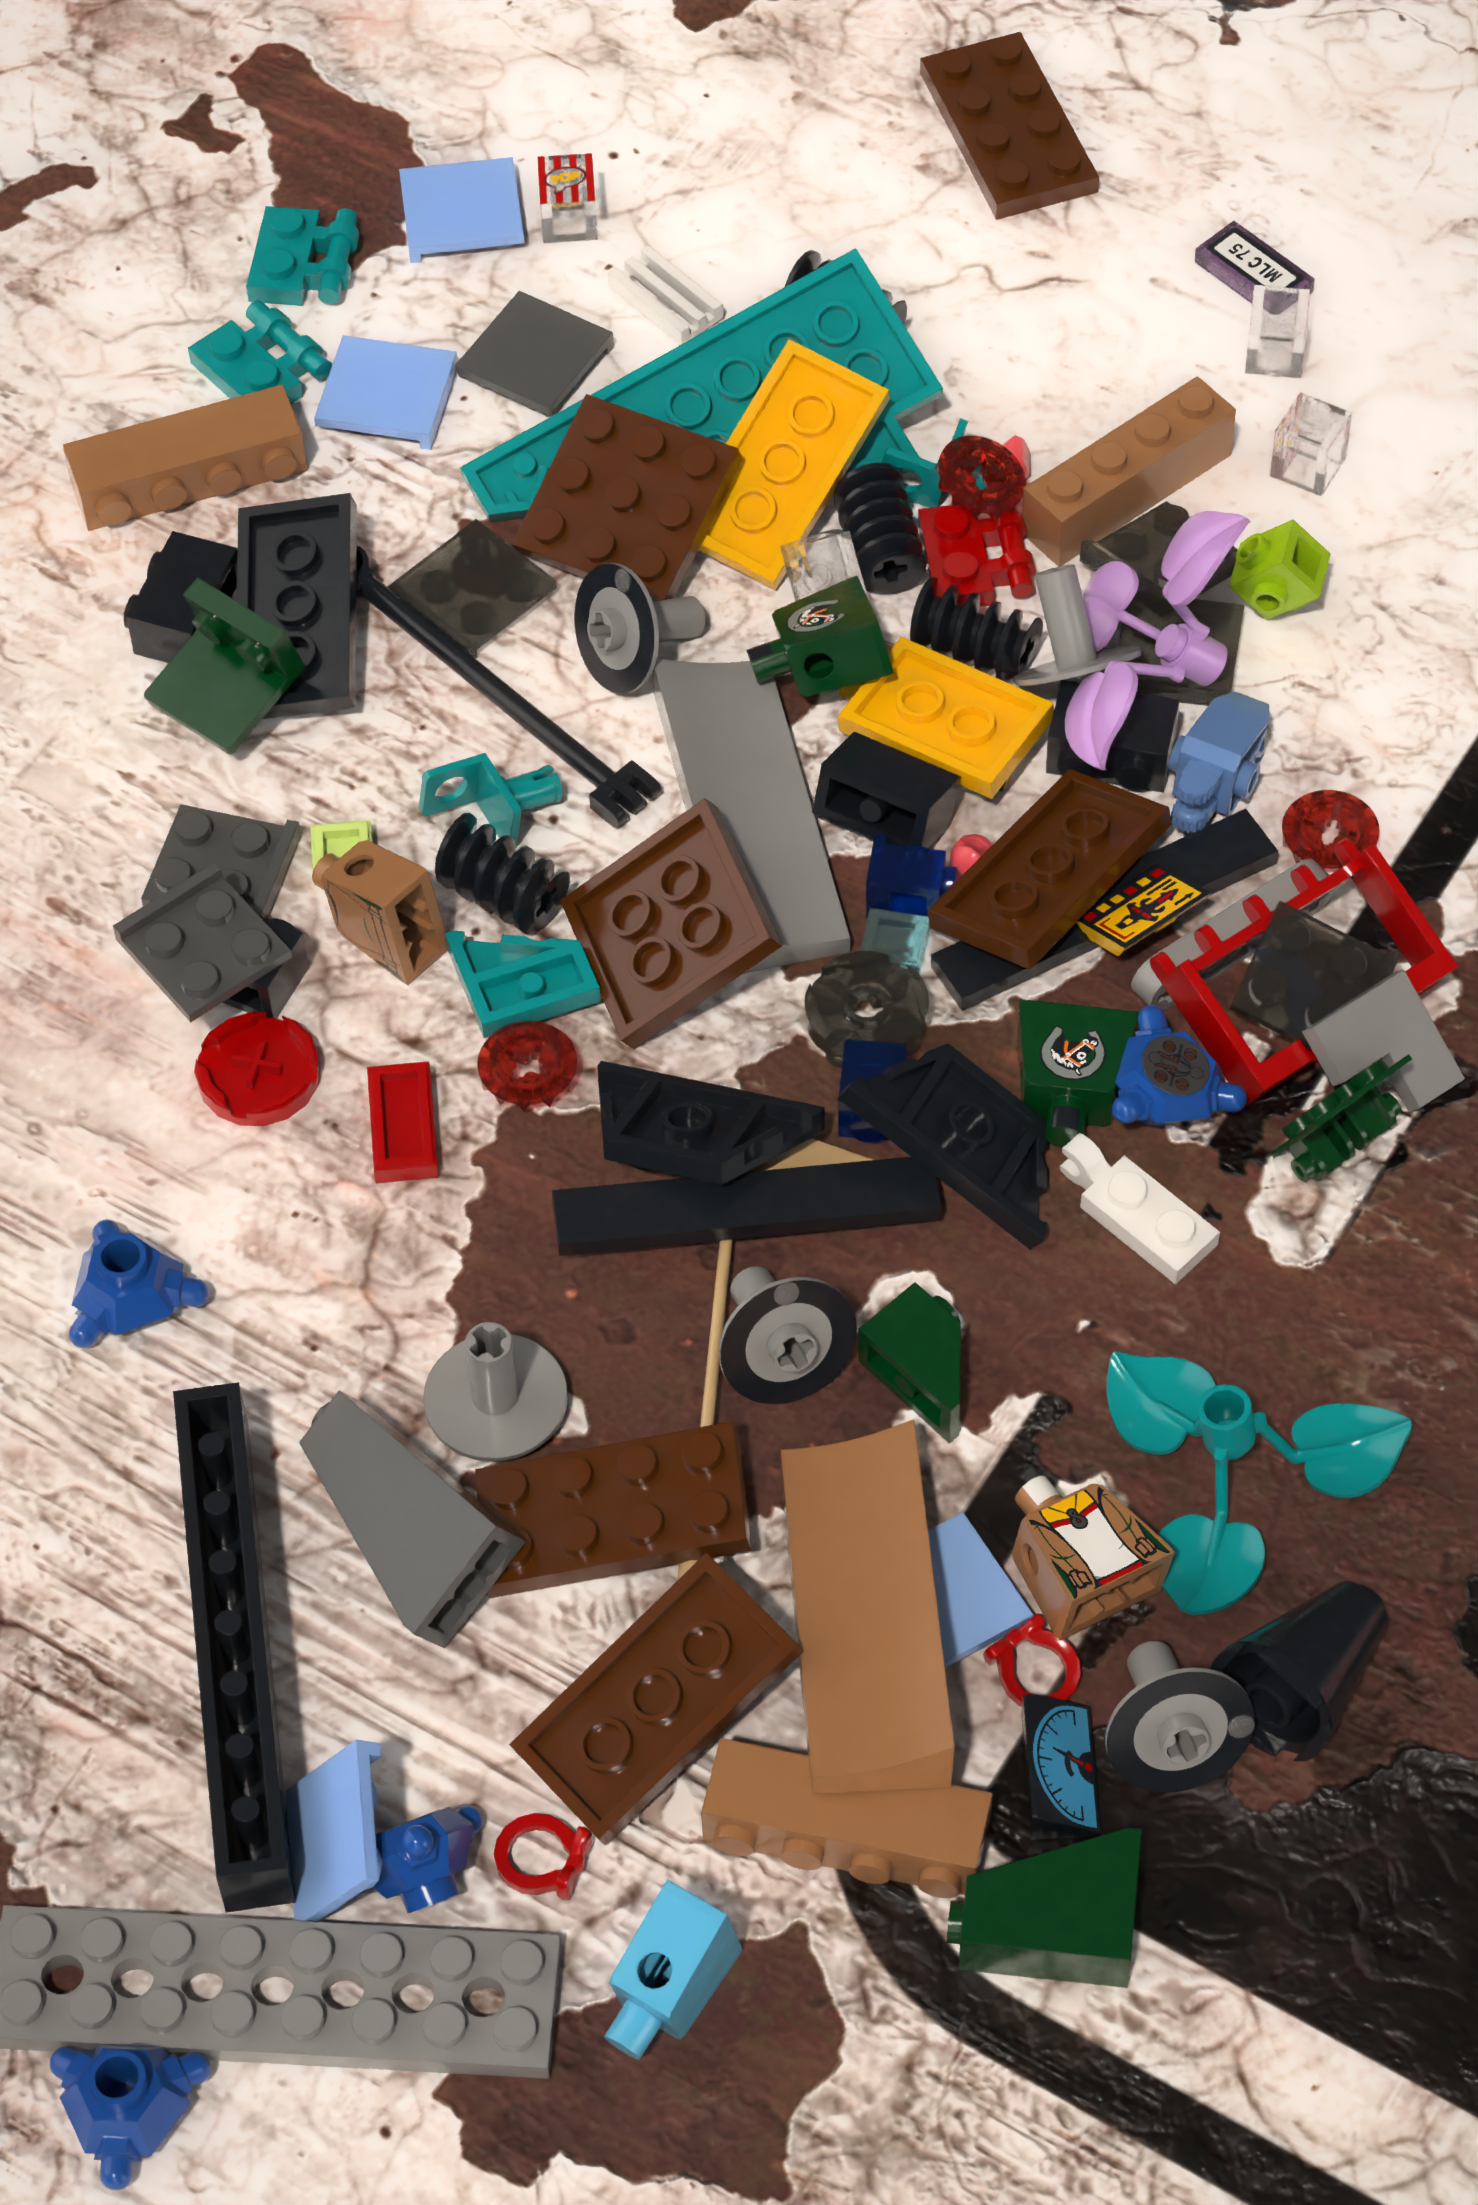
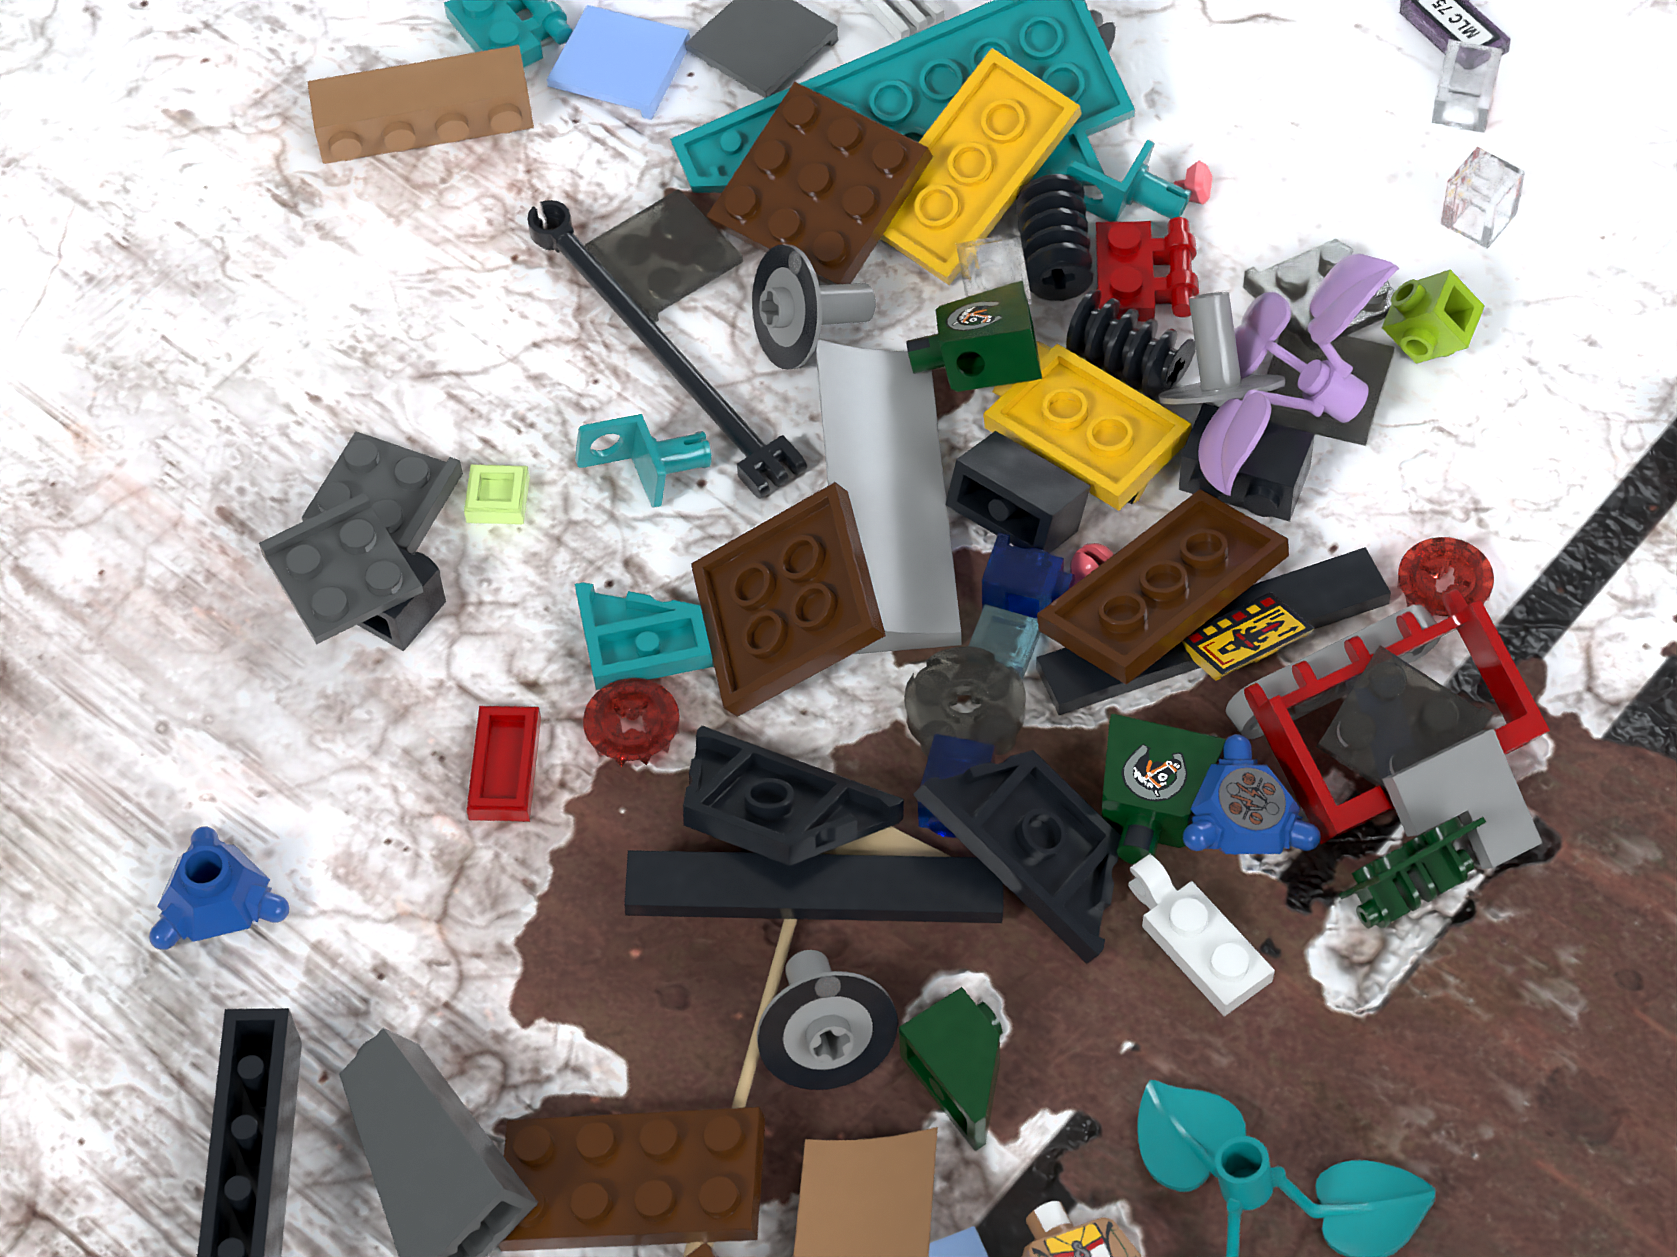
camera: 10 degrees right, 0 degrees up
(159, 614) = (393, 238): black brick -> none
(225, 670) = (414, 310): dark green bracket -> none
(257, 1069) = (378, 695): red tile -> none
(302, 577) = (493, 256): black plate -> none
(384, 907) = (506, 533): medium nougat torso -> none
(495, 1395) = (540, 1048): light grey piece -> none
(500, 876) = (637, 533): black piece -> none
(998, 469) = (1177, 195): clear red gear -> none
(1128, 470) = (1302, 205): medium nougat brick -> none
(1218, 760) = (1345, 496): medium blue hinge -> none

